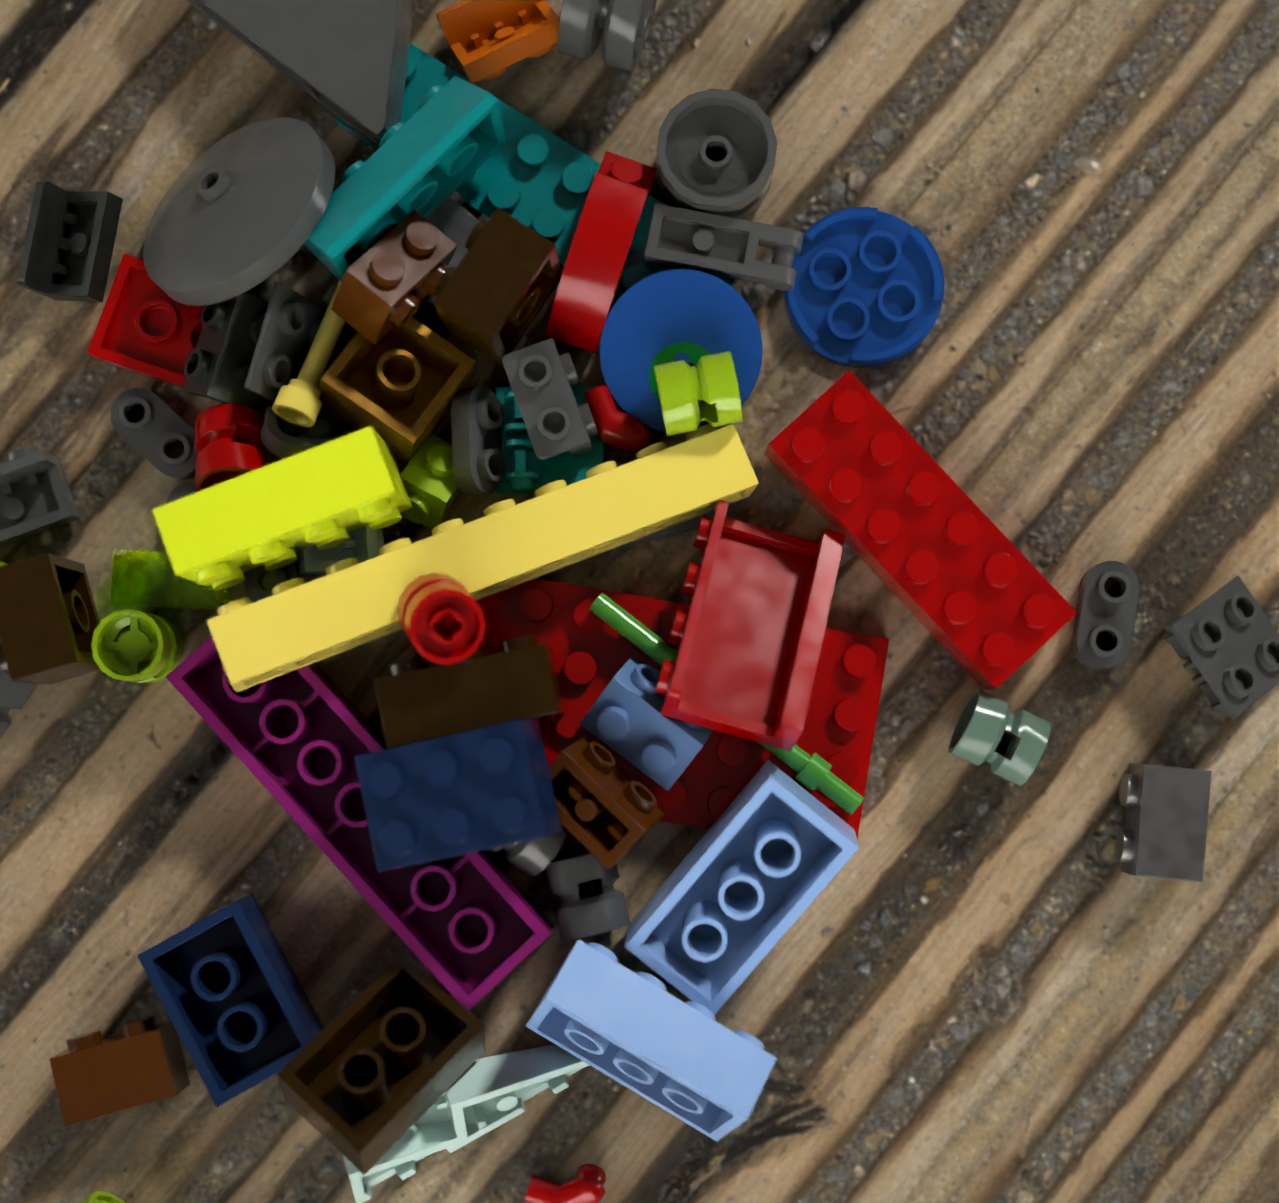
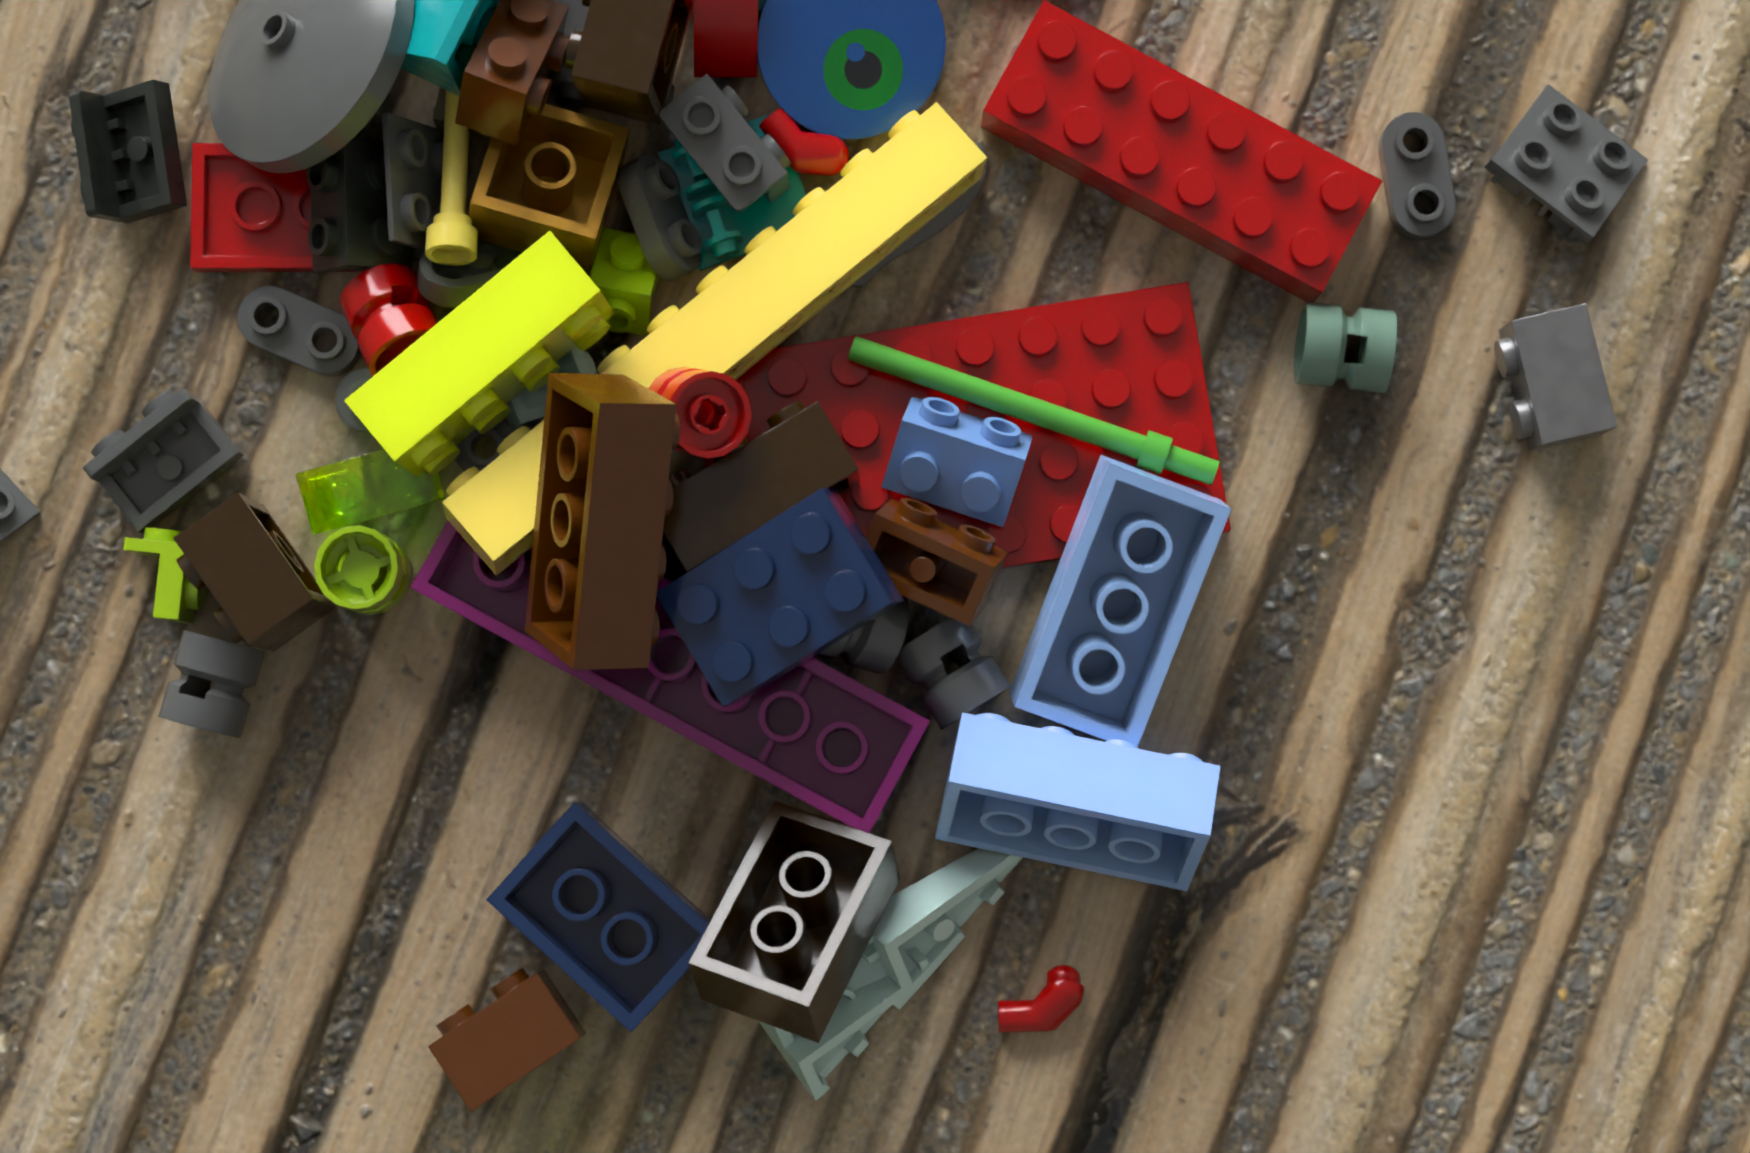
camera: 20 degrees left, 0 degrees up
(327, 684) = (600, 520): none -> reddish brown brick
(698, 393) = (887, 81): lime wheel -> none
(750, 630) = (1033, 319): red panel -> none

